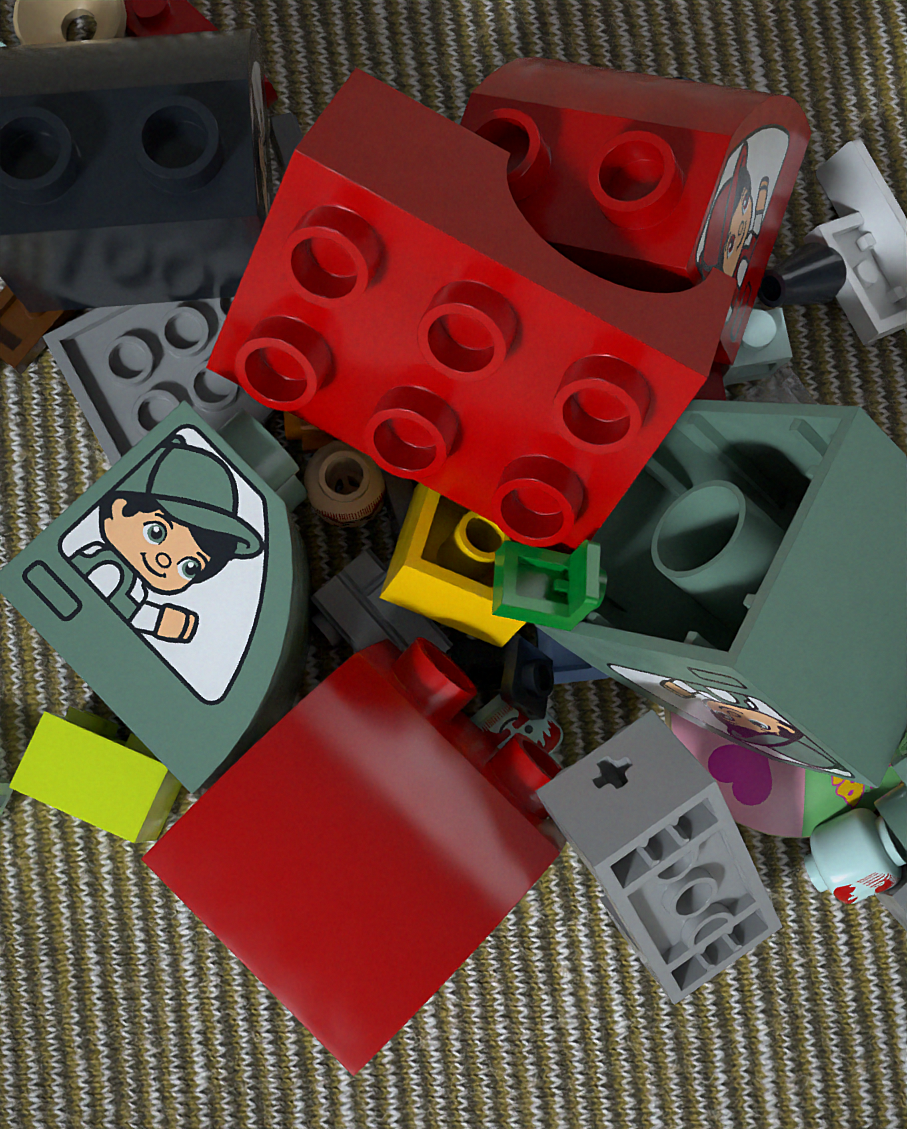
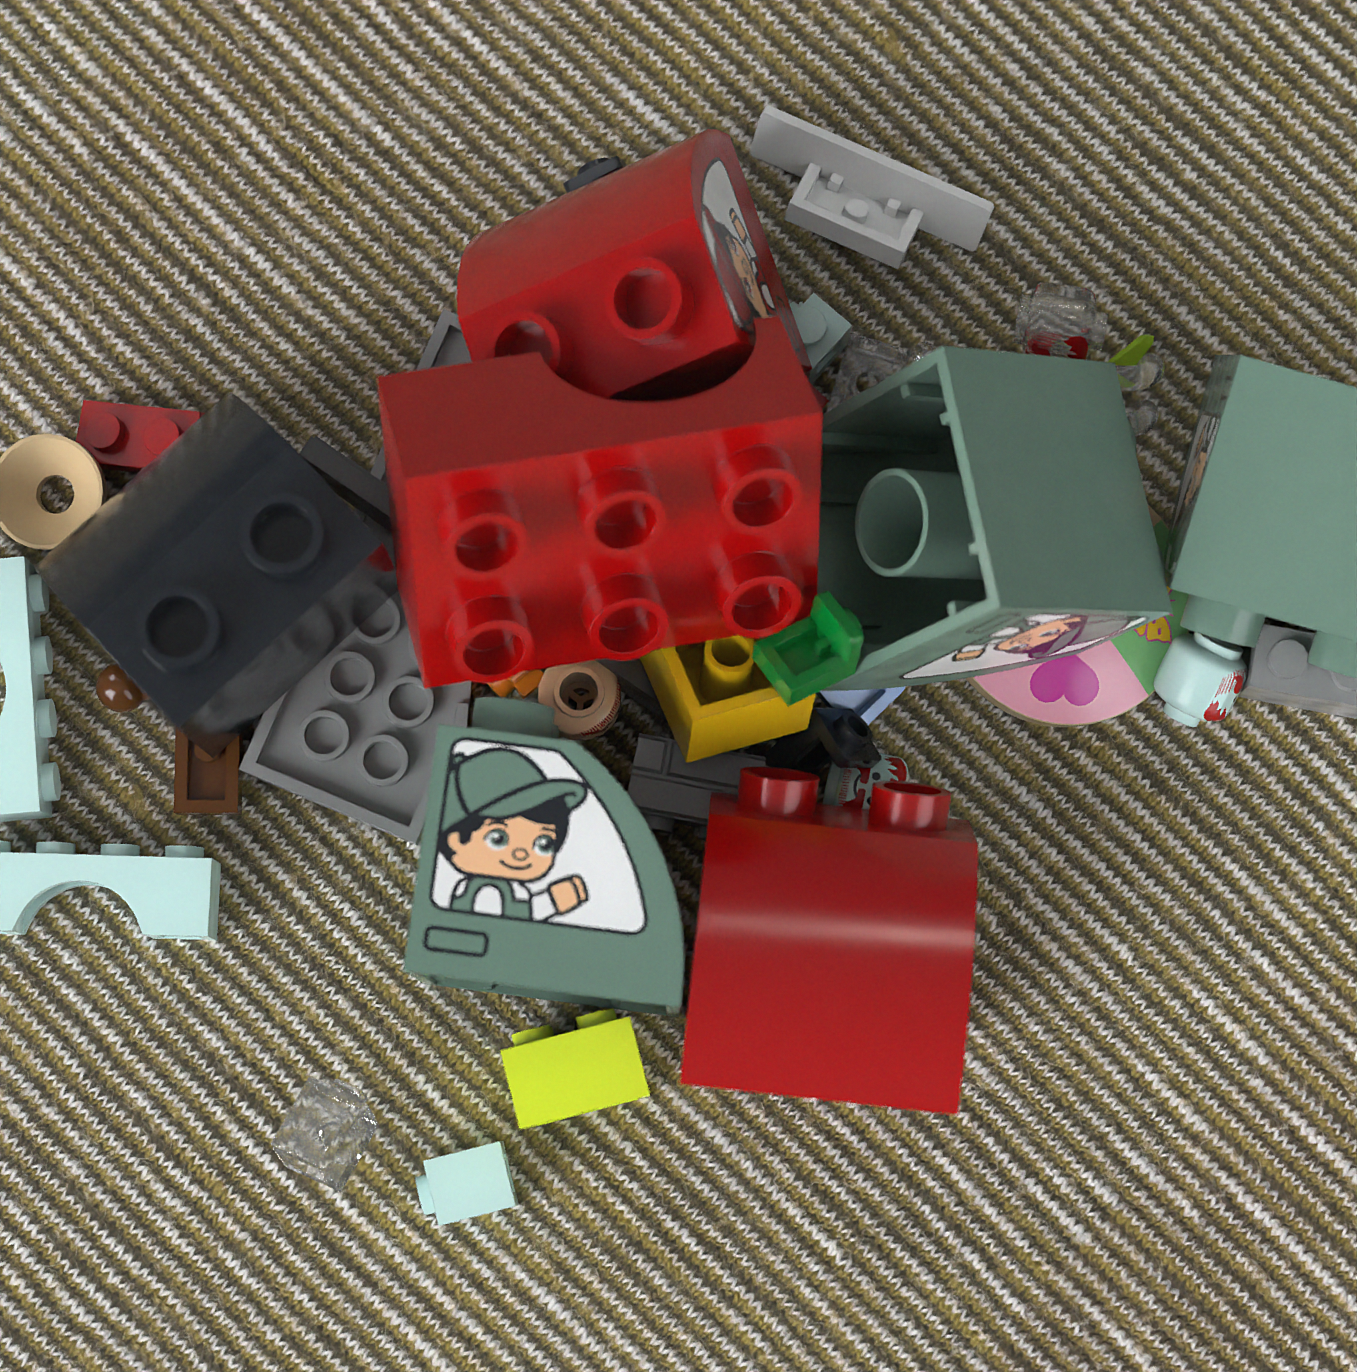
camera: 35 degrees left, 0 degrees up
(663, 854) = (1058, 783): light grey plate -> none
(804, 278) = (811, 252): black cone -> none

